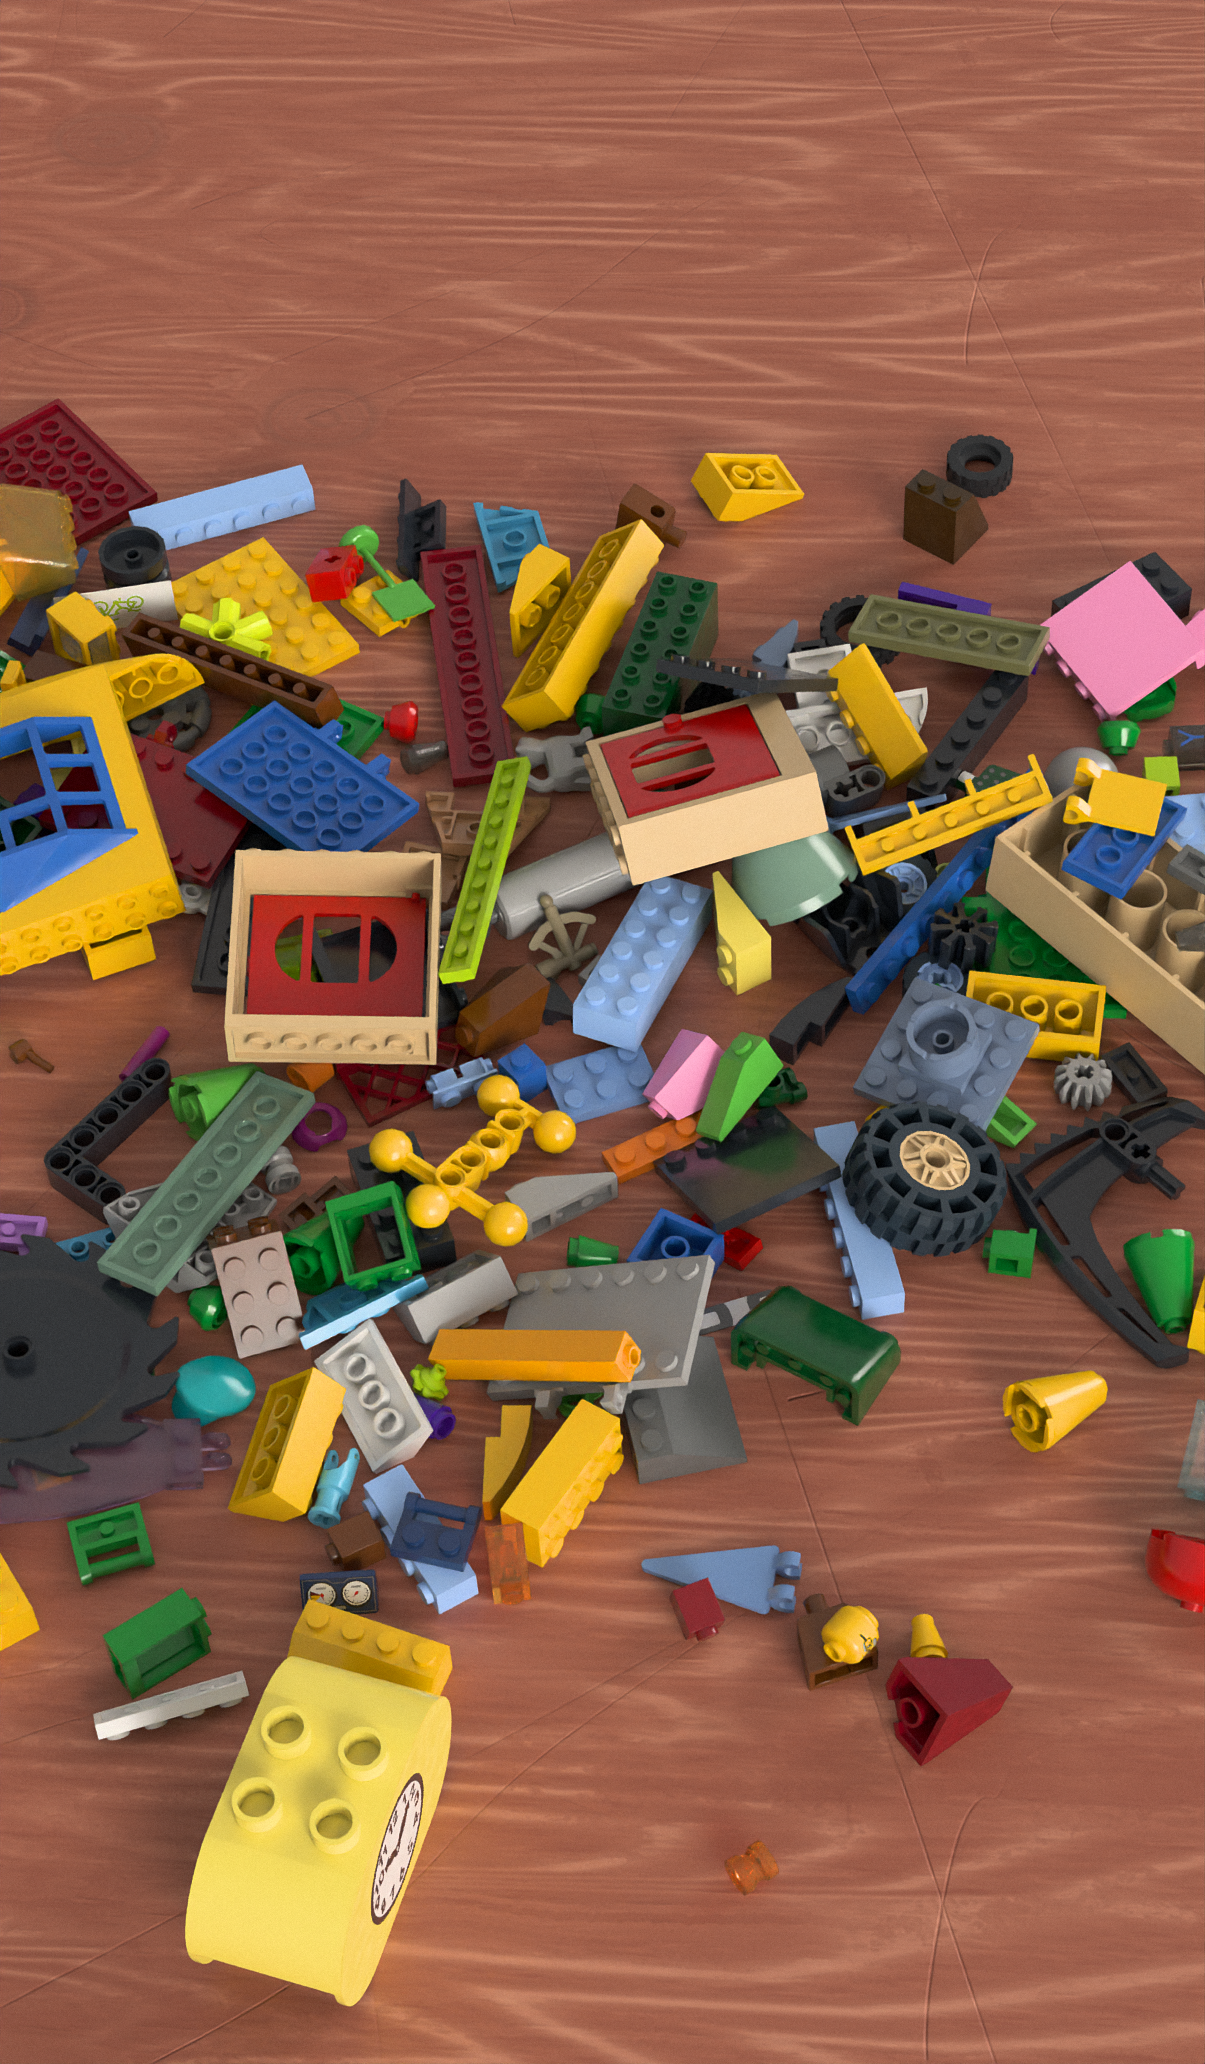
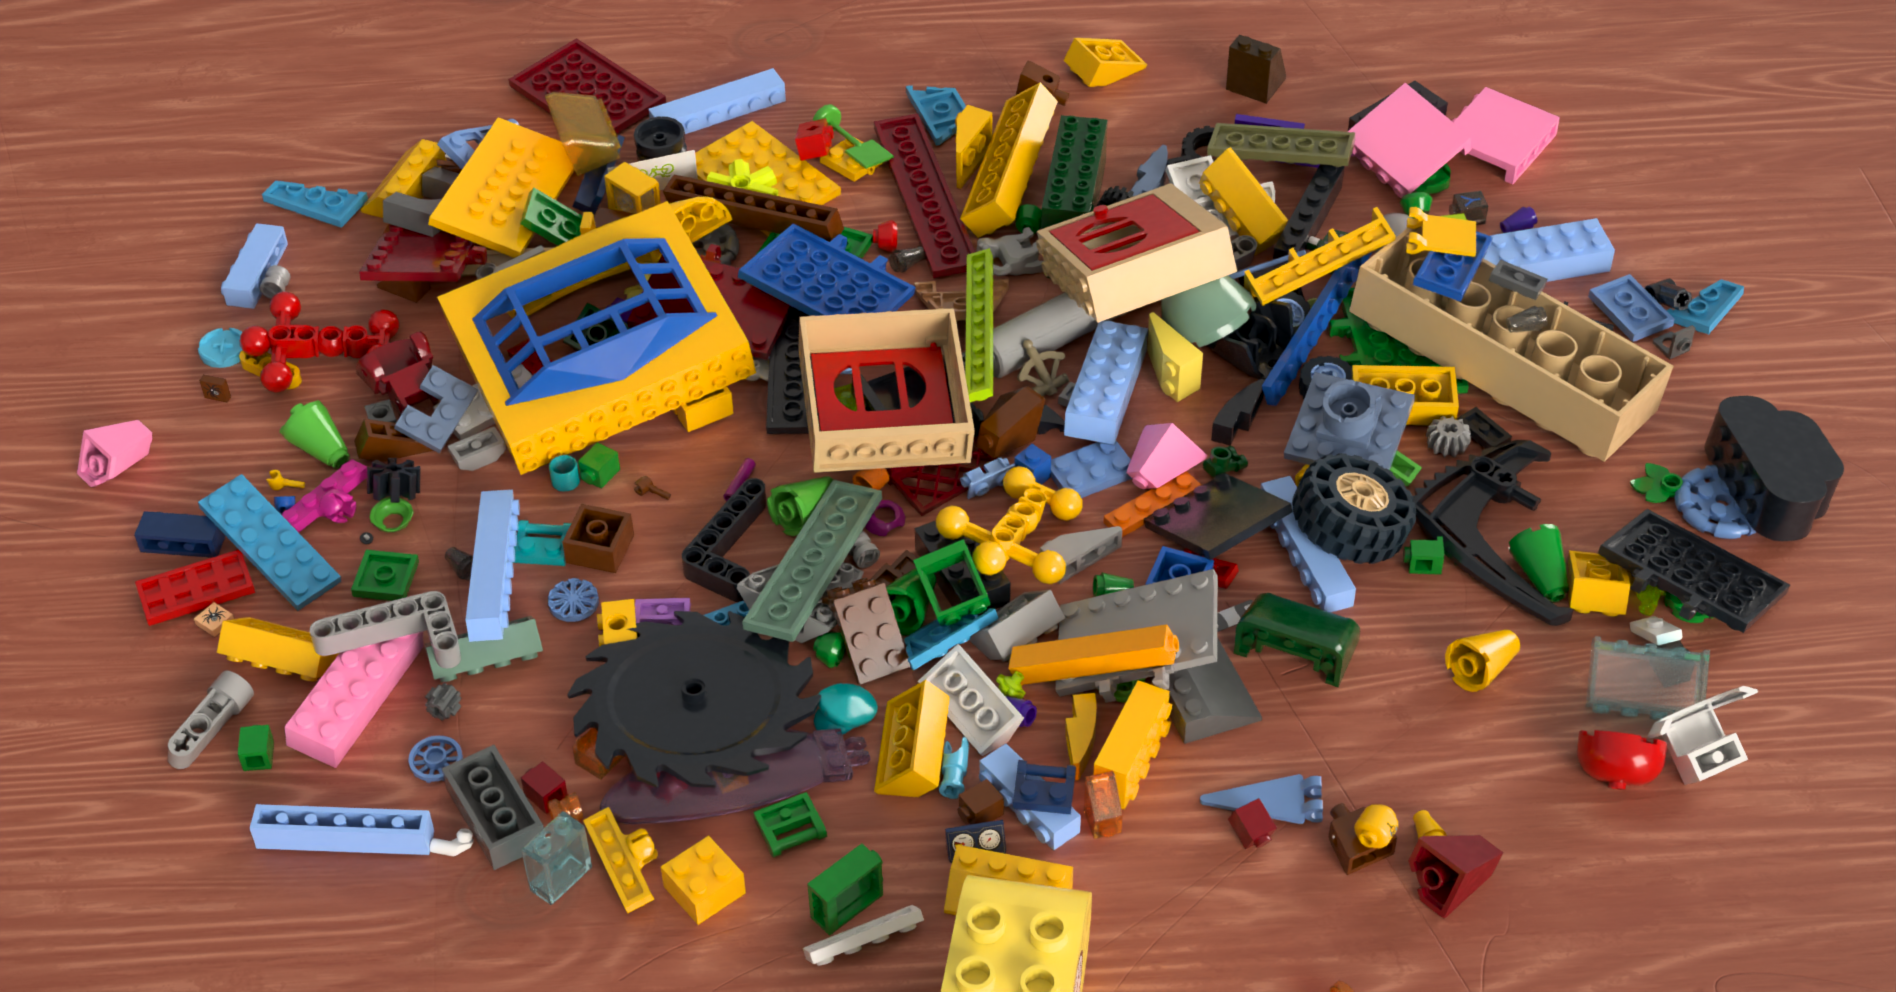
camera: 10 degrees left, 5 degrees down
(419, 529) = (869, 106): black bracket -> none
(738, 1081) = (1199, 456): bright green slope -> none
(745, 675) = (1140, 175): black plate -> none
(962, 938) = (1340, 345): black gear -> none
(985, 449) = (1277, 26): black tyre -> none

